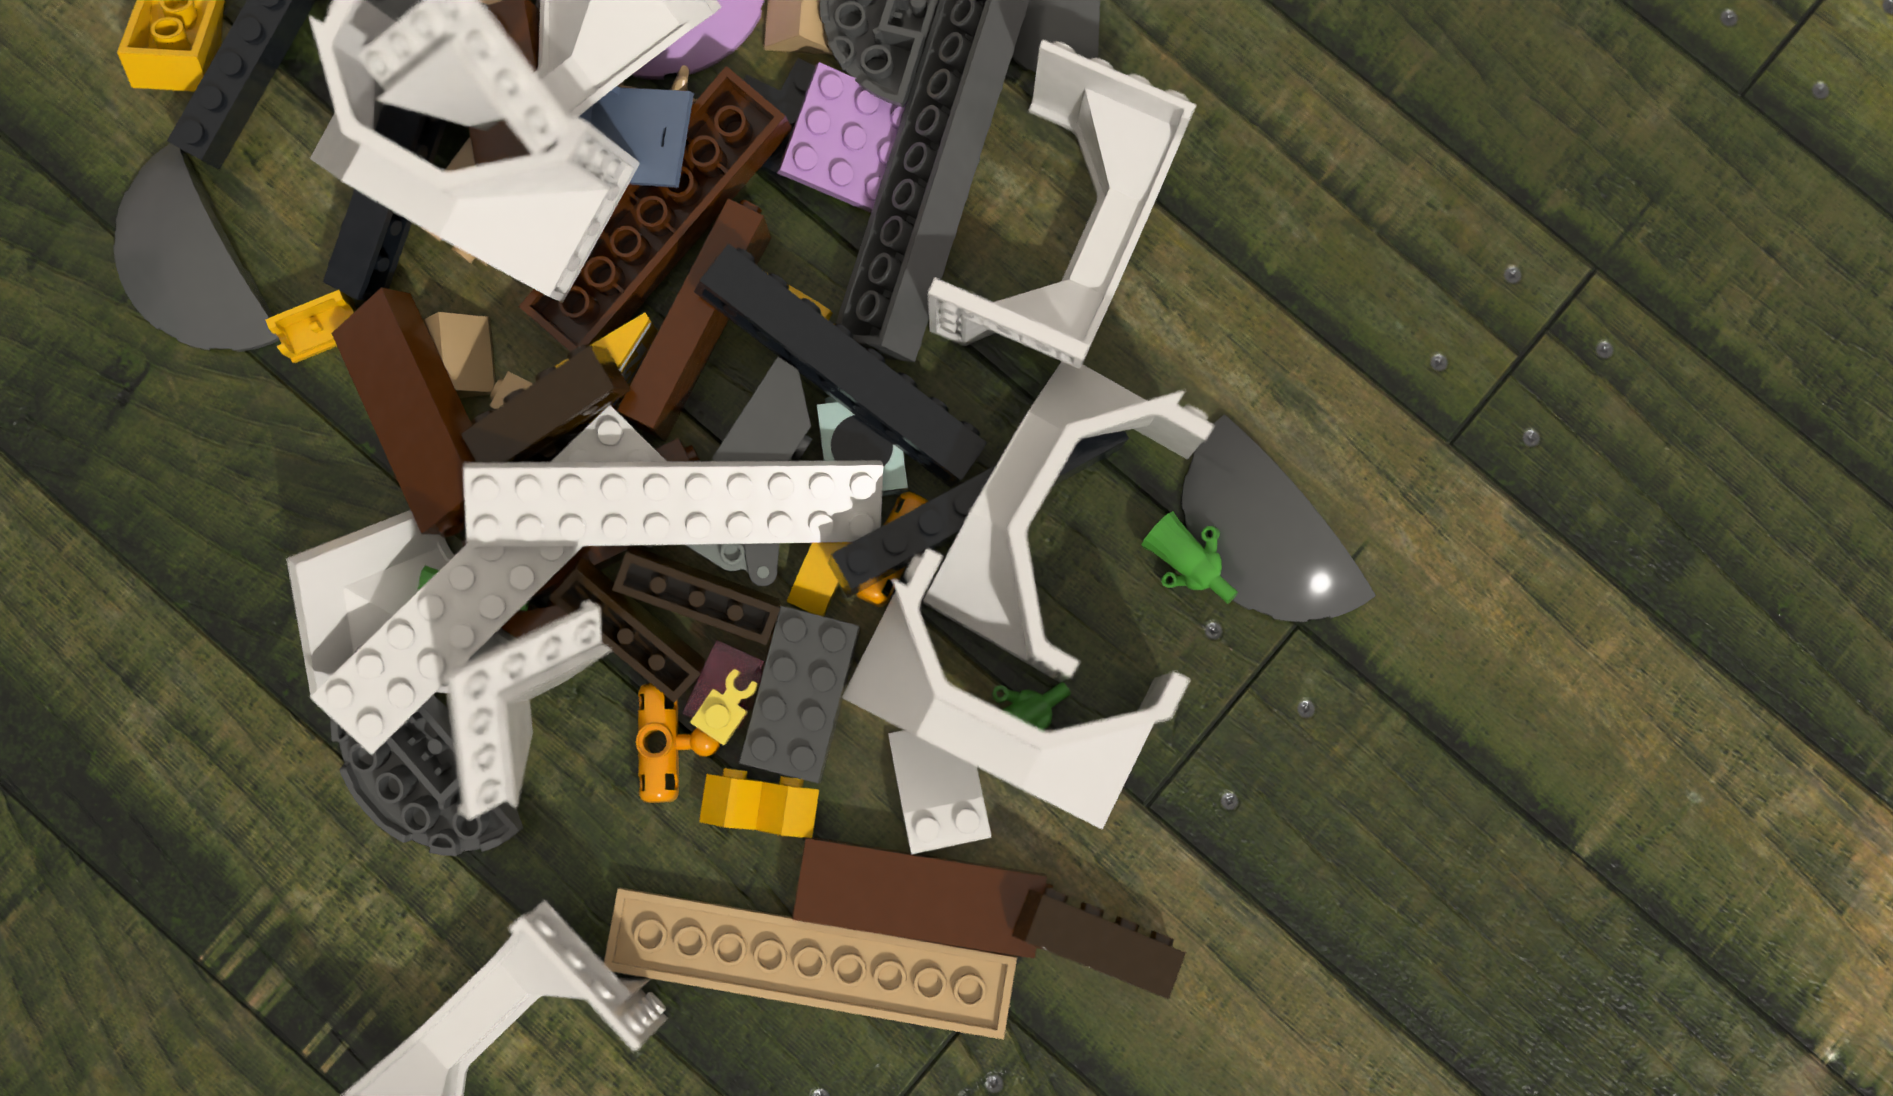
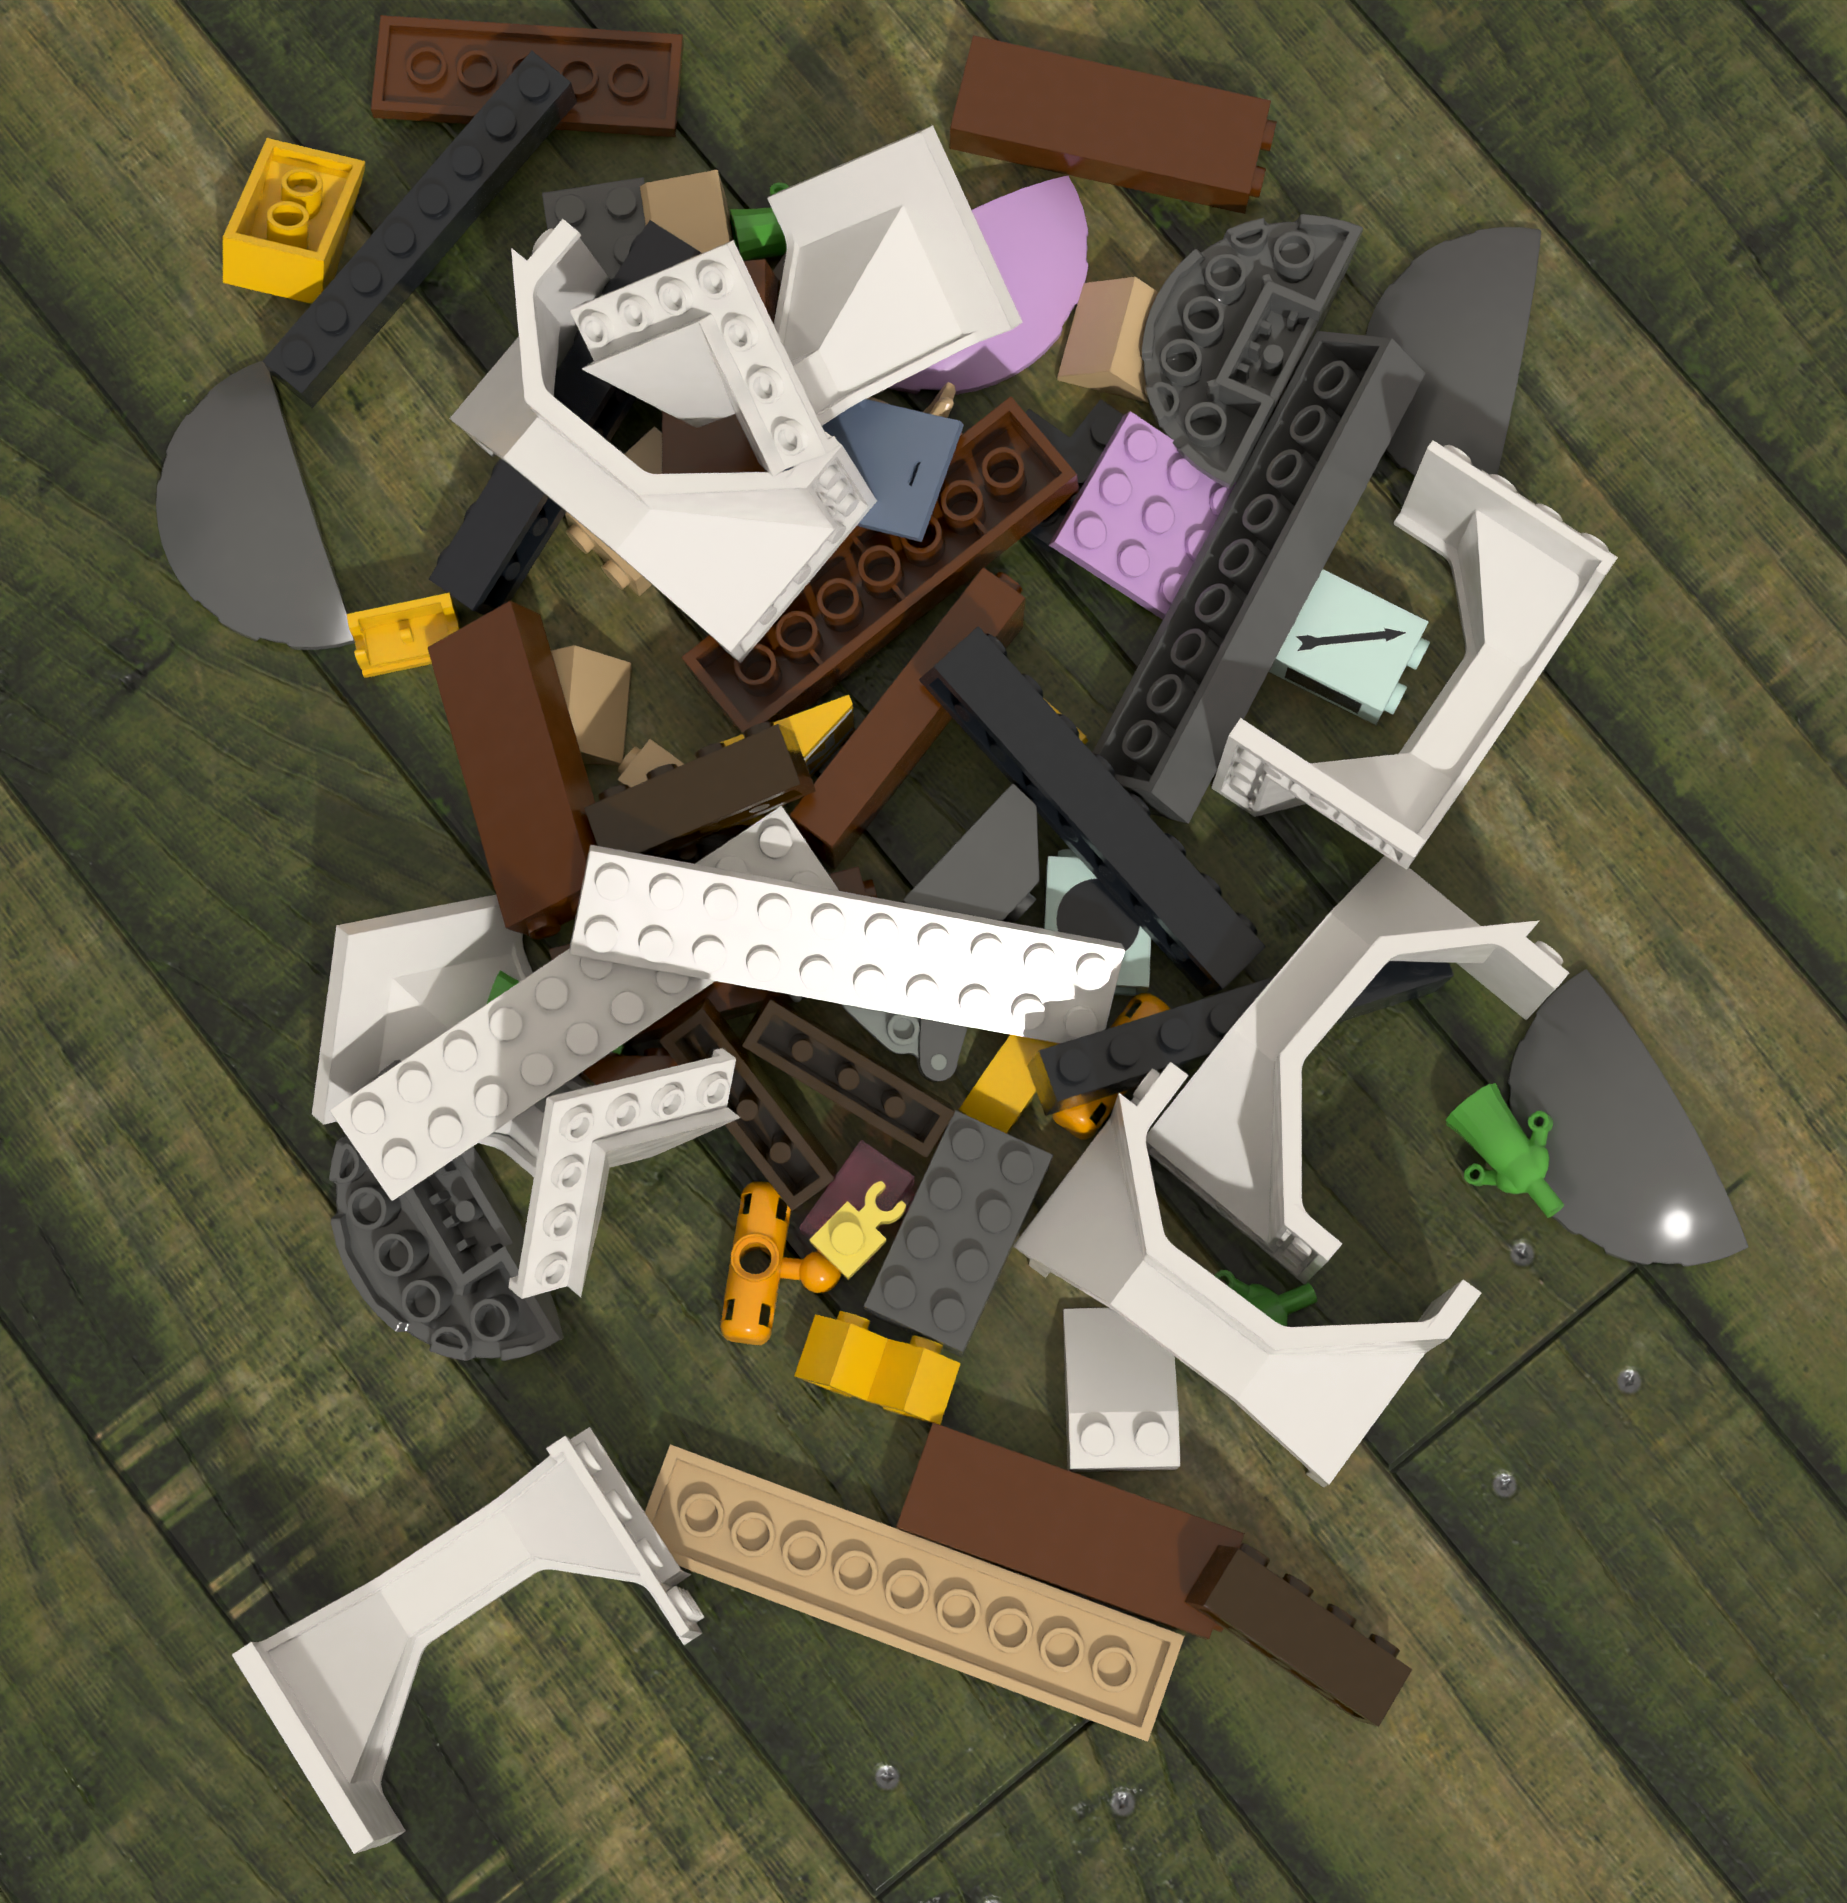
camera: 10 degrees right, 5 degrees down
(1013, 209) = (1351, 648): none -> light aqua brick

